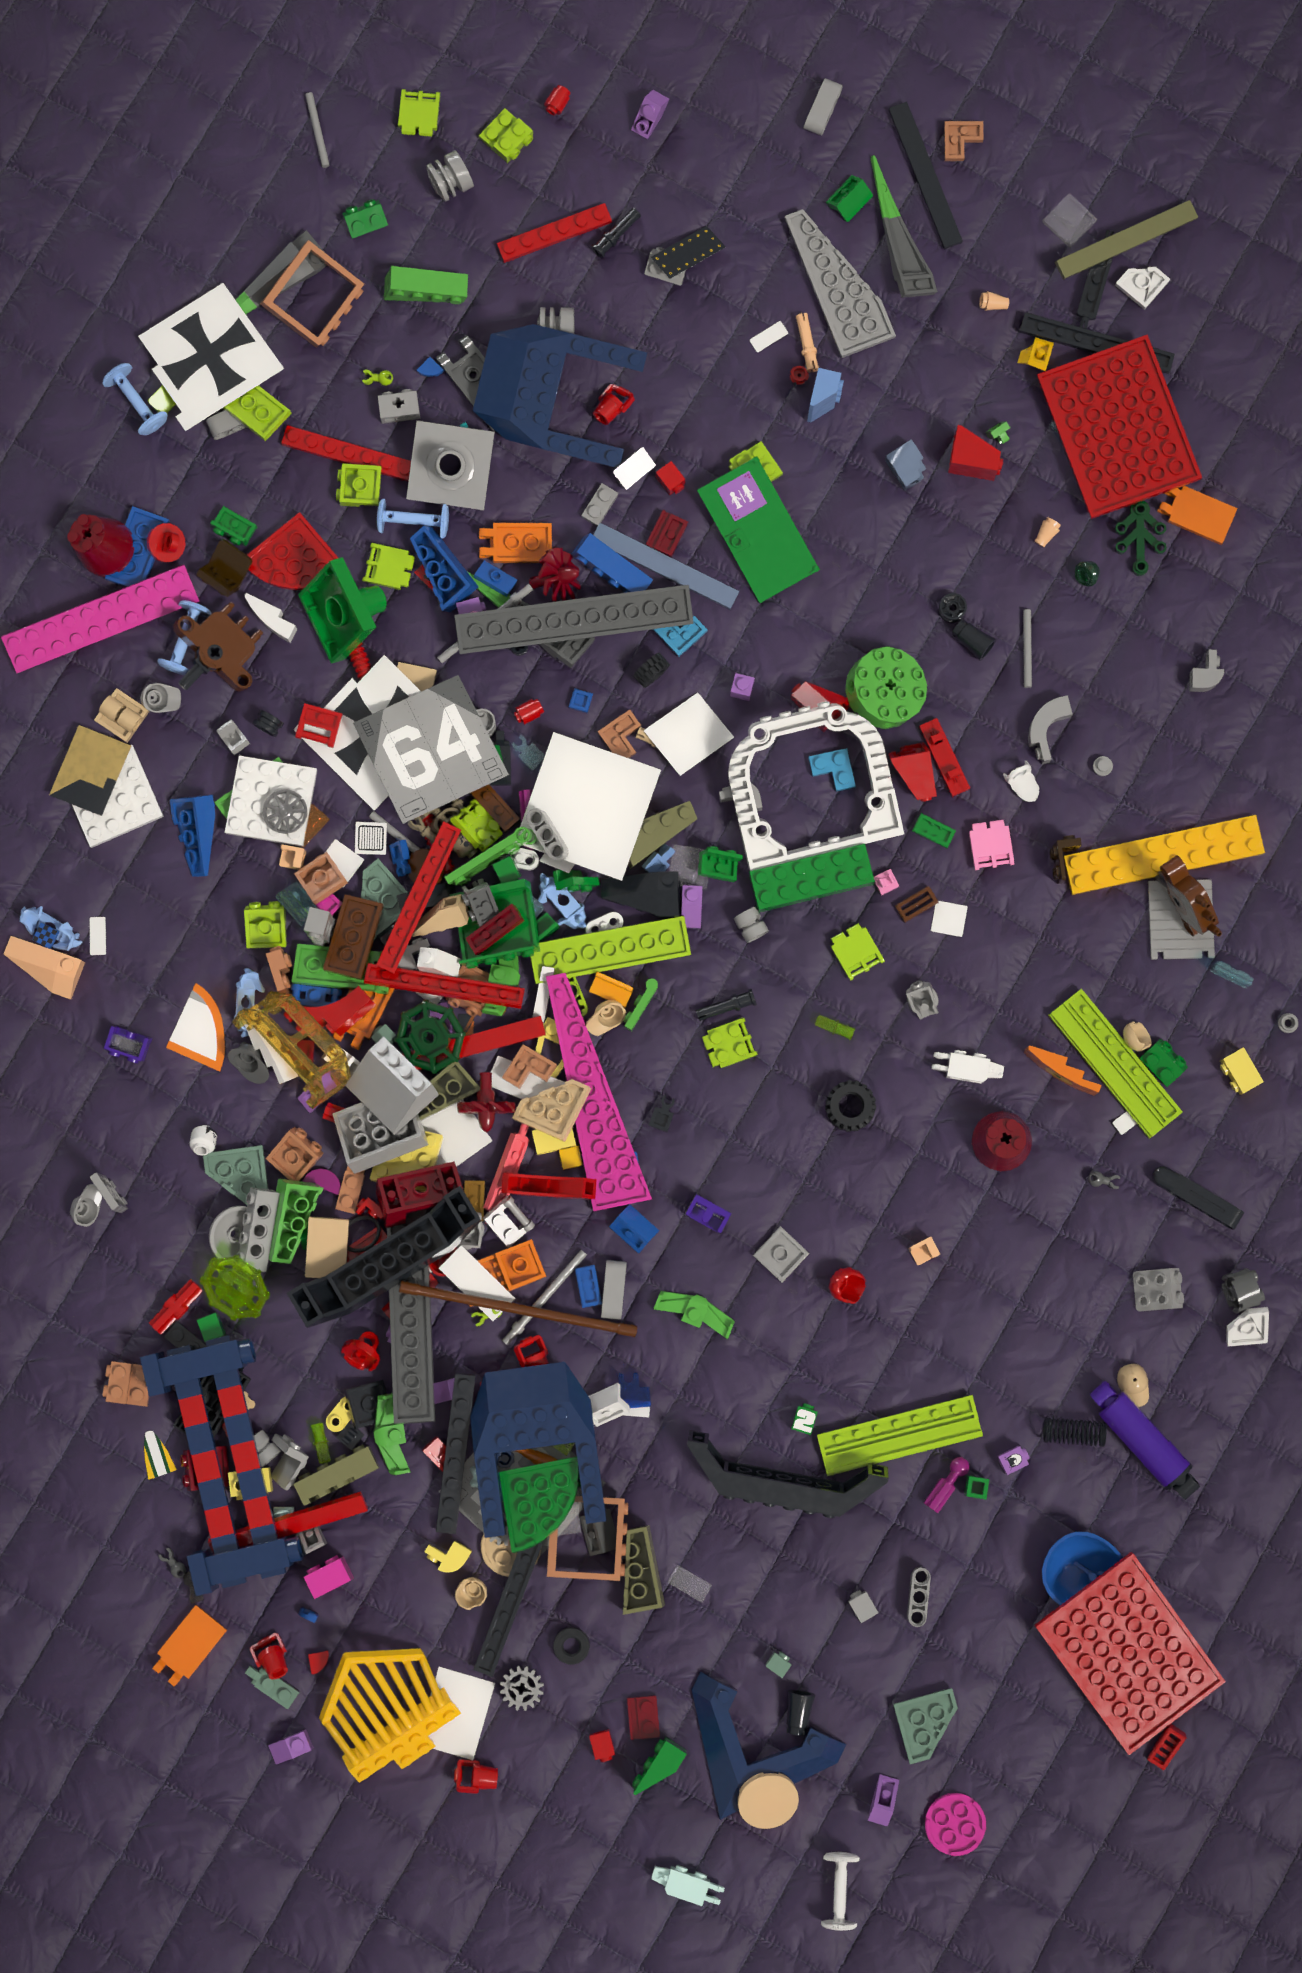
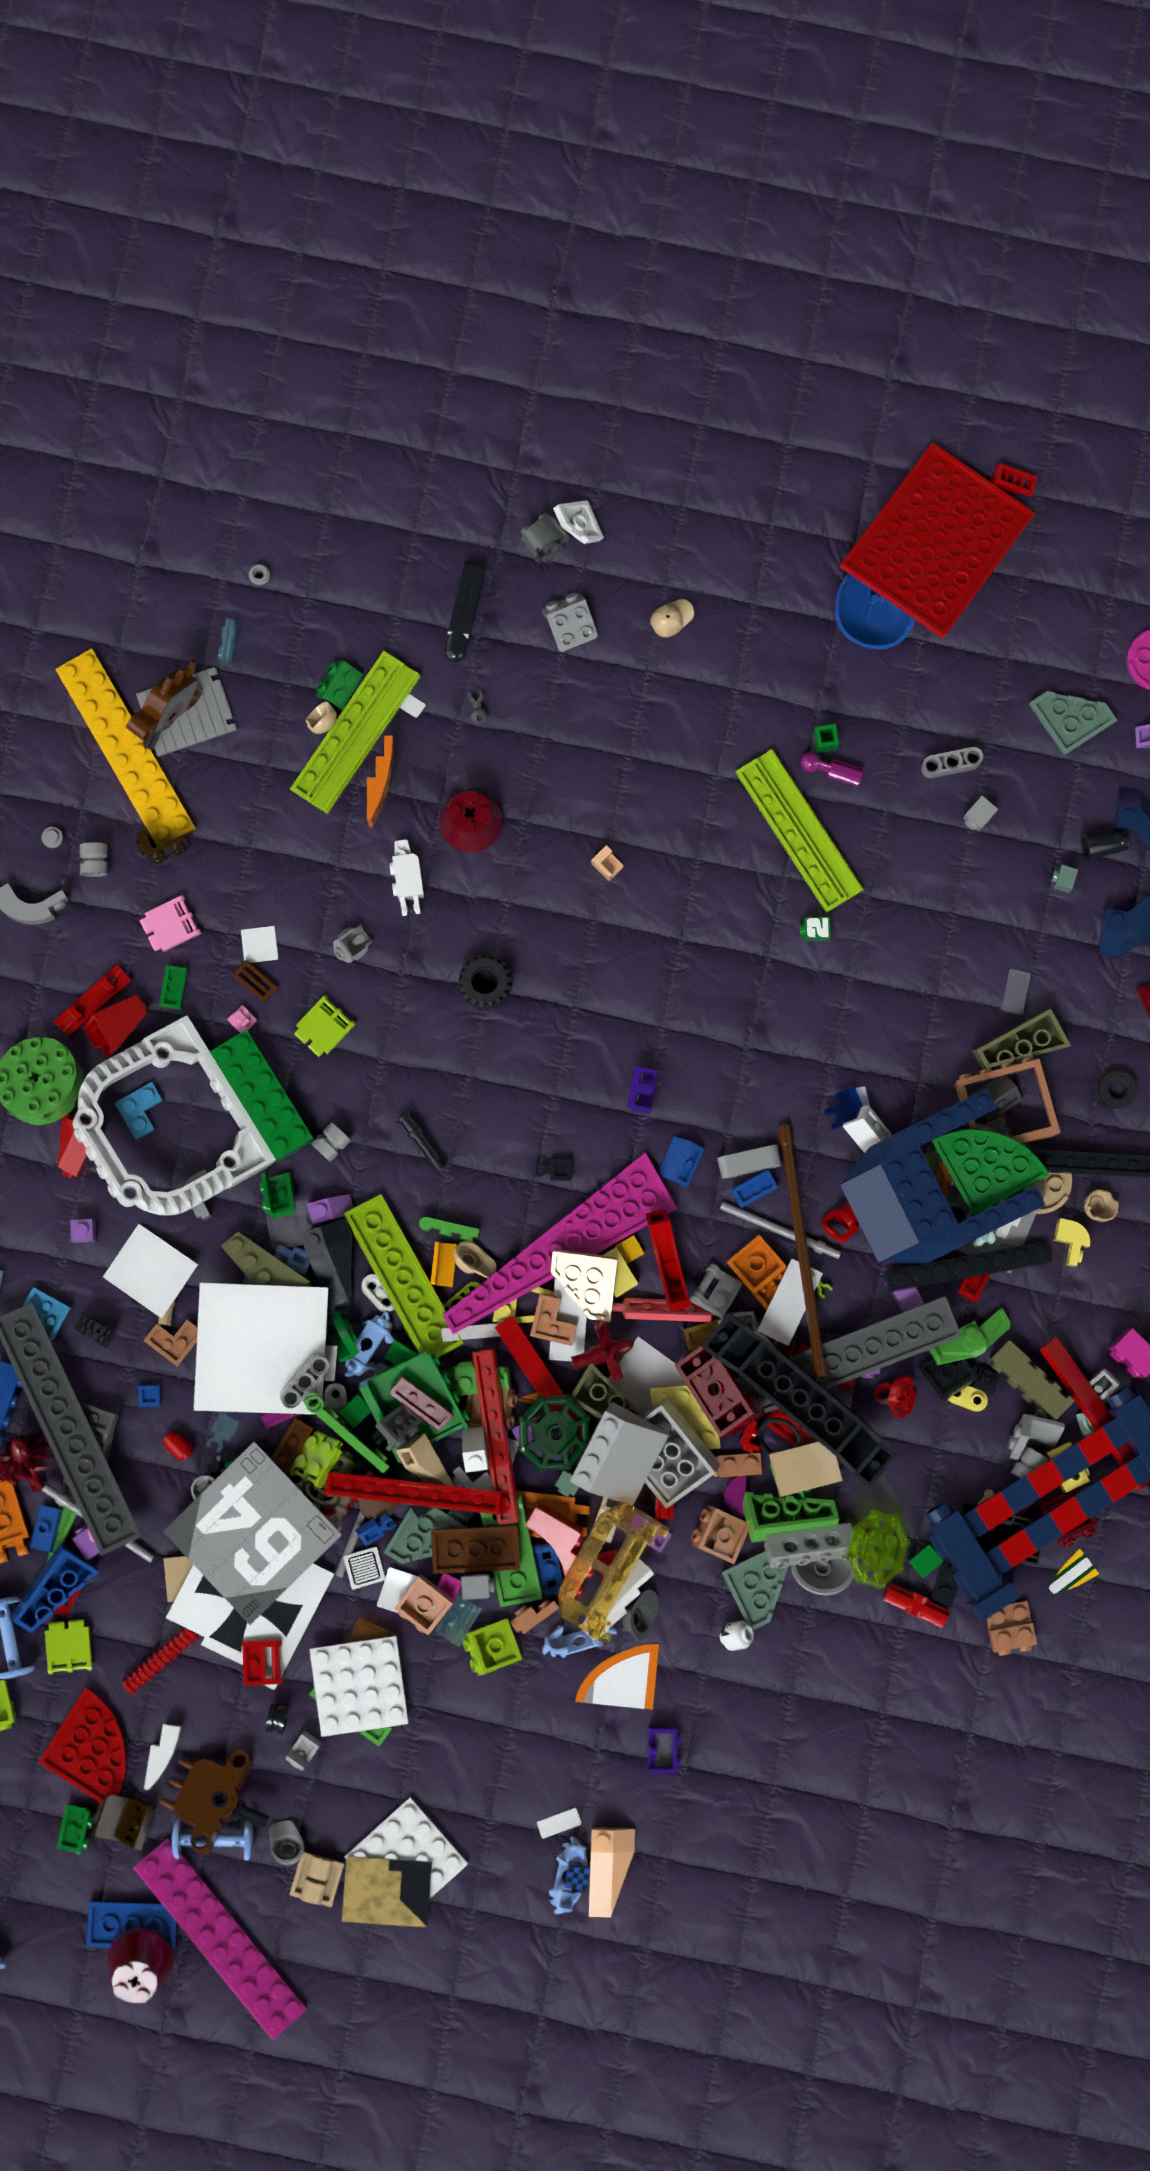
camera: 110 degrees left, 0 degrees up
(91, 1201) = (845, 1734): light grey cap -> none
(108, 1191) = (826, 1712): light grey tile -> none
(166, 542) = (115, 1895): red tile -> none
(196, 824) = (409, 1757): blue wedge -> none
(284, 811) = (366, 1666): flat silver wheel -> none
(292, 857) = (411, 1644): light nougat panel -> none
(320, 1443) = (1003, 1408): clear neon green axle -> none
(340, 609) = (131, 1679): green piece -> none
(695, 1311) = (743, 1072): bright green plate -> none
(728, 1044) = (461, 1126): lime plate -> none
(781, 1254) = (657, 1005): light grey tile -> none
(782, 1487) = (890, 923): black slope -> none
(834, 1027) = (408, 1024): clear neon green axle -> none
(847, 1285) = (667, 928): red hair -> none
(1013, 1459) = (786, 711): medium lavender brick -> none
(1023, 782) = (94, 911): white piece -> none
(1047, 1431) = (735, 632): black piece -> none
(1070, 795) = (93, 859): none -> light grey wheel
(1145, 1440) = (724, 588): dark purple piece -> none
(1241, 1071) = (324, 605): light yellow brick -> none

